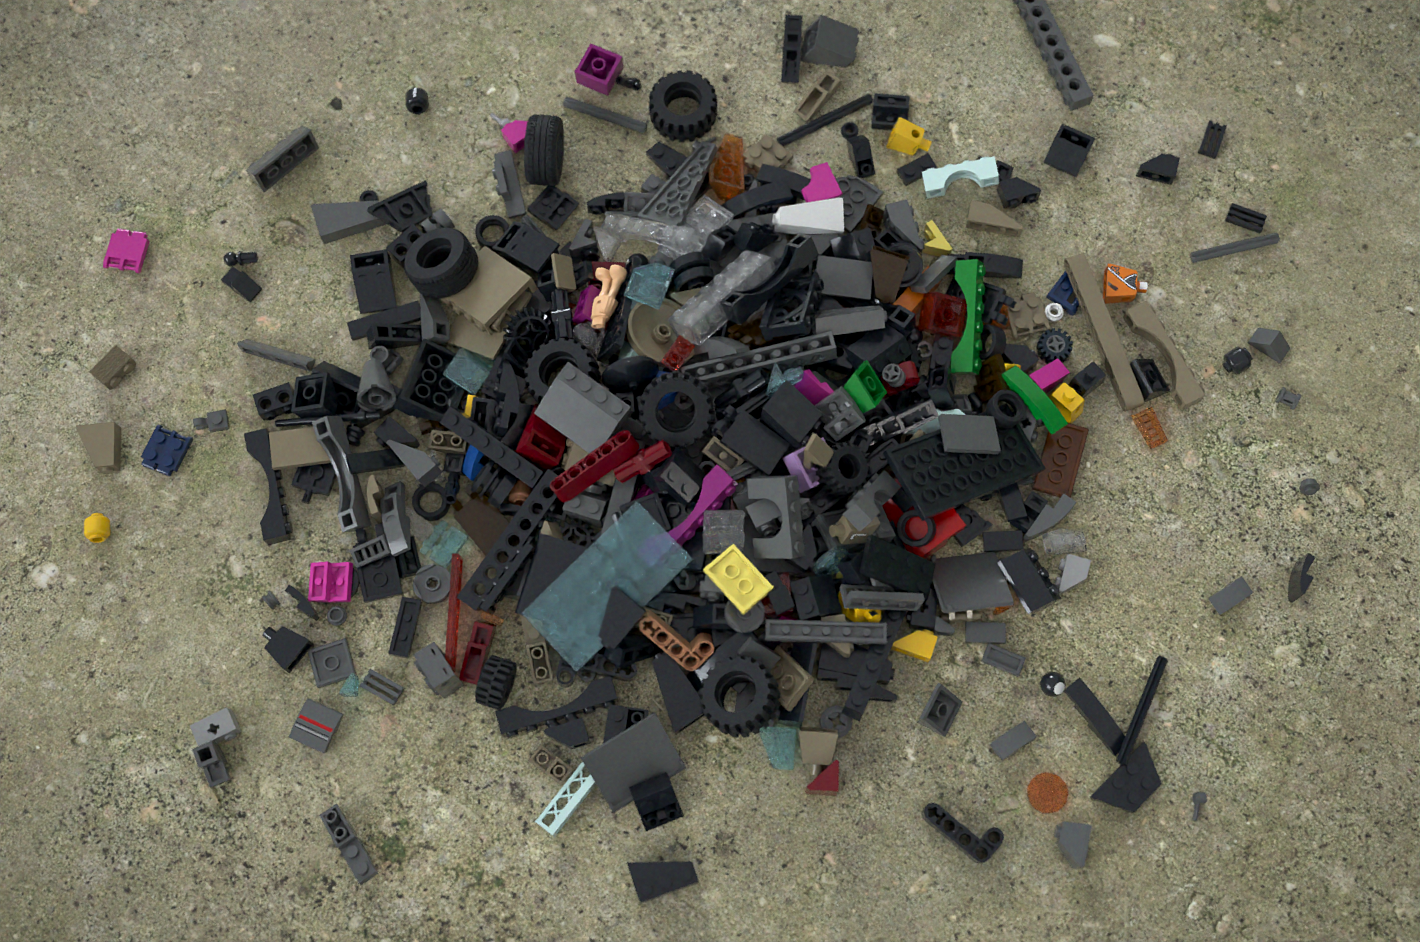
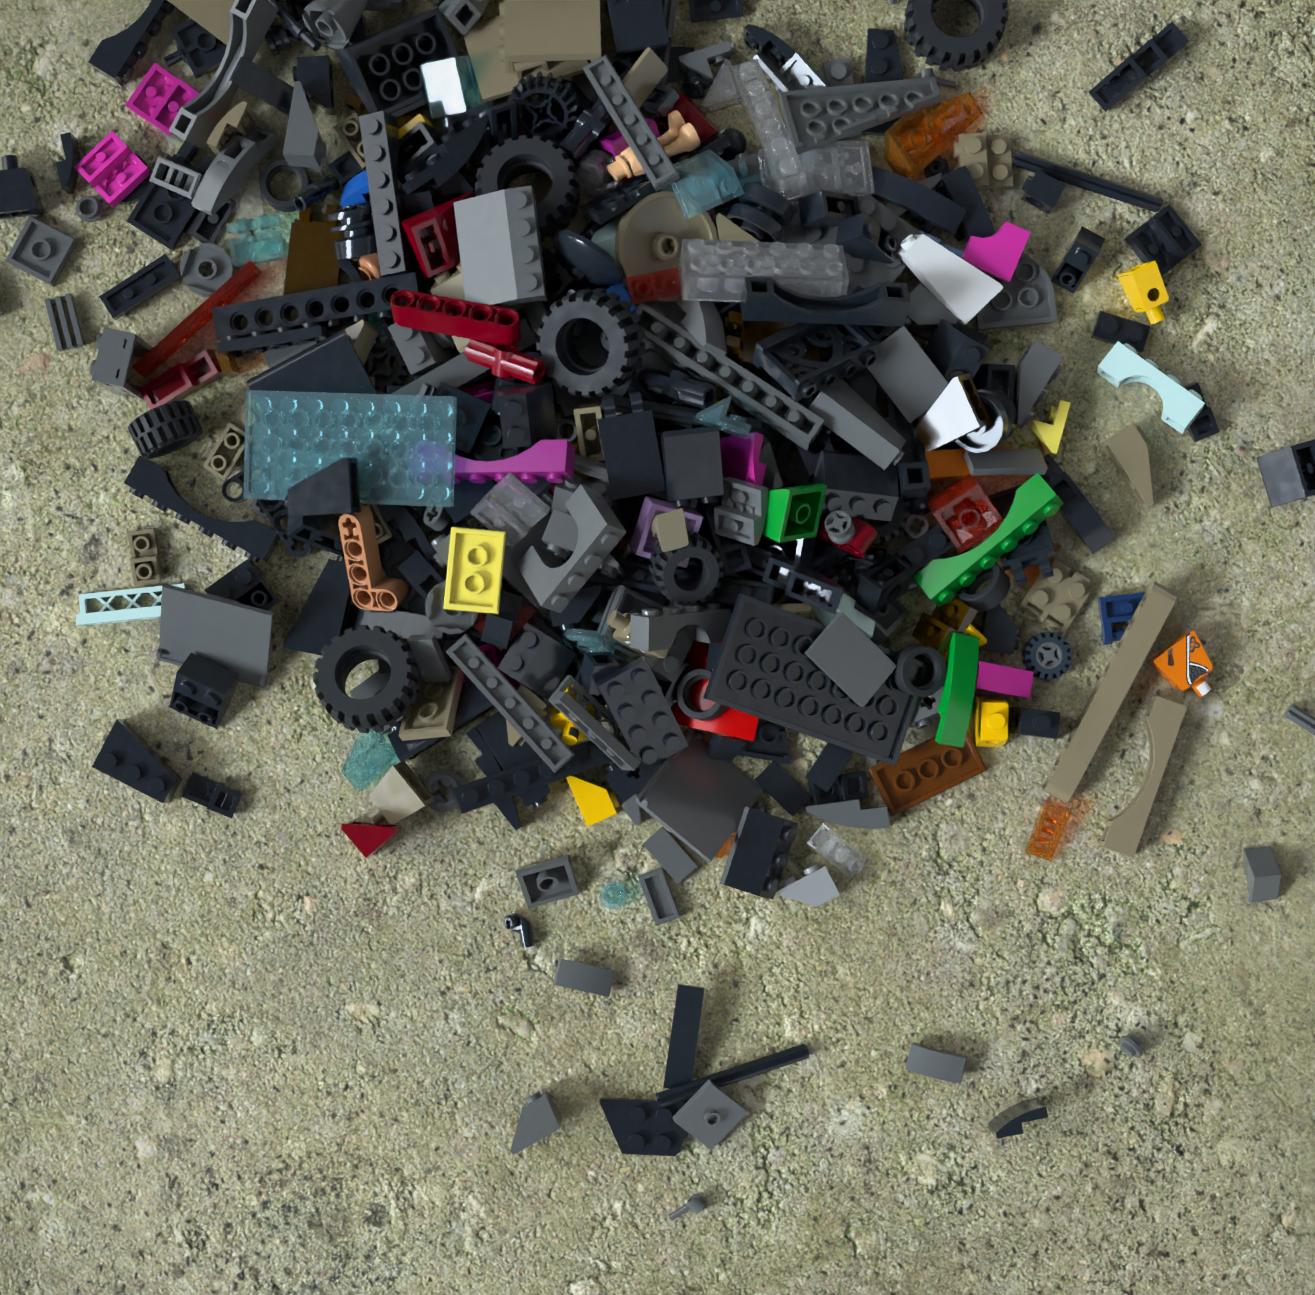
camera: 45 degrees right, 15 degrees up
(271, 600) = (42, 129): dark grey bush -> none
(320, 524) = (160, 98): none -> dark pink slope
(350, 687) = (35, 293): clear light blue slope -> none
(570, 734) = (187, 548): black slope -> none
(583, 292) = (631, 123): none -> dark grey tile
(718, 853) = (212, 794): none -> black slope
(810, 143) = (1042, 191): none -> black brick
(817, 96) = (1107, 147): dark tan slope -> none
(829, 43) = (1183, 102): dark grey slope -> none
(849, 126) = (1104, 214): black plate -> none
(872, 219) = (1009, 341): dark brown slope -> none
(953, 548) = (724, 747): none -> black slope
(953, 749) = (522, 926): none -> black arm
(959, 829) = (446, 1002): black beam -> none
(976, 403) = (904, 636): black arm -> none
(986, 683) = (612, 904): none -> clear light blue plate
(1016, 192) = (1192, 461): black slope -> none
(1047, 793) = (564, 1054): clear orange tile -> none
(1052, 684) = (676, 966): black piece -> none
(1054, 307) = (1095, 621): white plate -> none
(1149, 378) = (1101, 783): black slope -> none
(1154, 741) = (710, 1114): none -> dark grey plate
(1237, 360) = (1208, 856): black head -> none
(1288, 398) = (1213, 943): dark grey bush -> none

